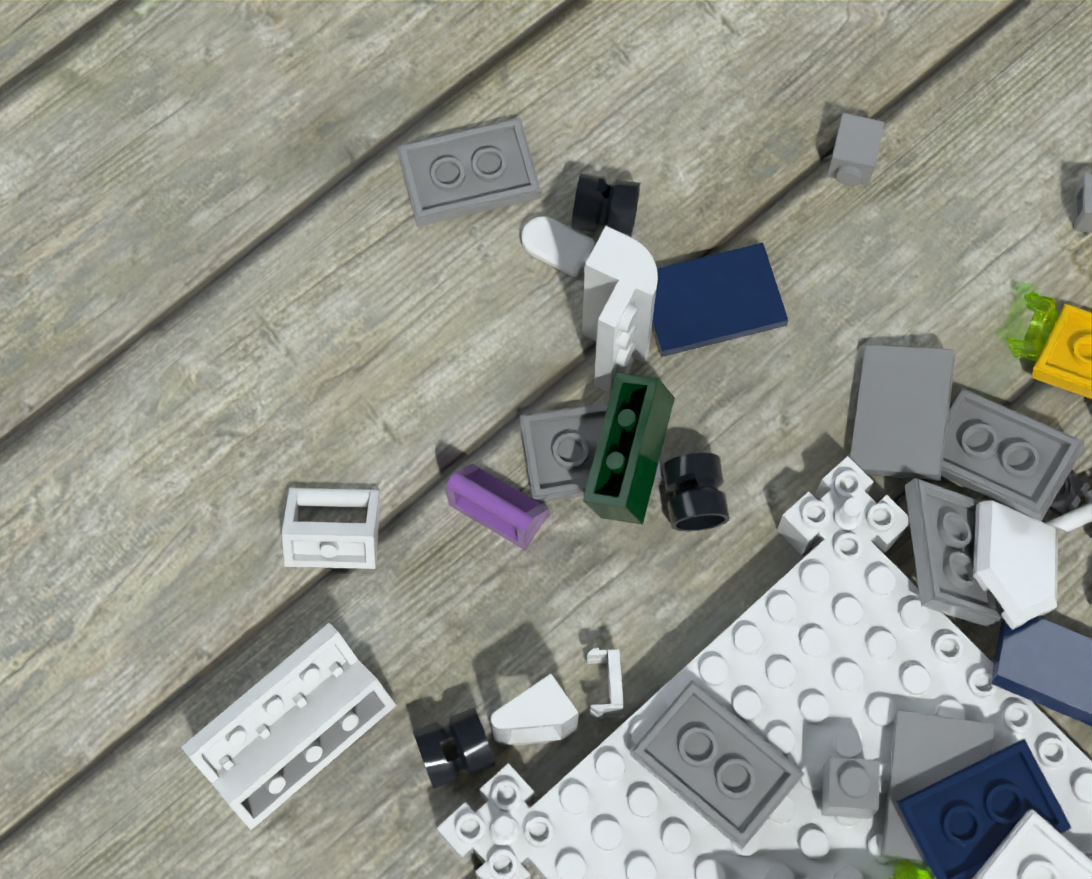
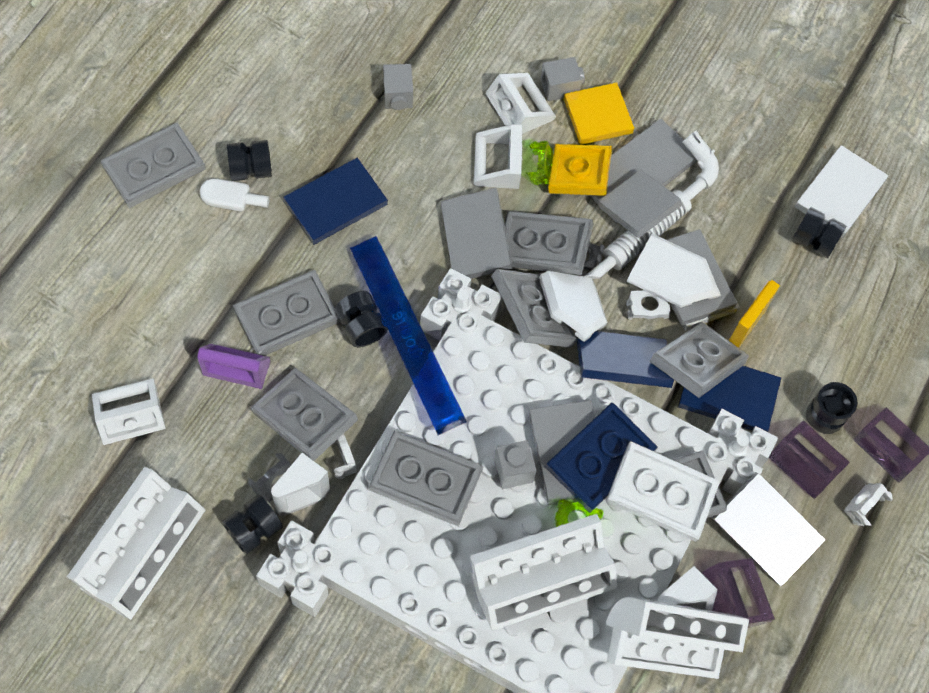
camera: 25 degrees left, 5 degrees down
(486, 696) = (263, 485): none -> flat silver piece
(573, 610) = (304, 414): none -> light grey tile
(618, 304) = (276, 212): white brick -> none
(629, 448) = (310, 302): dark green brick -> none
(754, 542) = (408, 336): none -> clear blue tile
(981, 338) = (507, 178): none -> white tile
(1017, 228) = (511, 105): none -> white tile

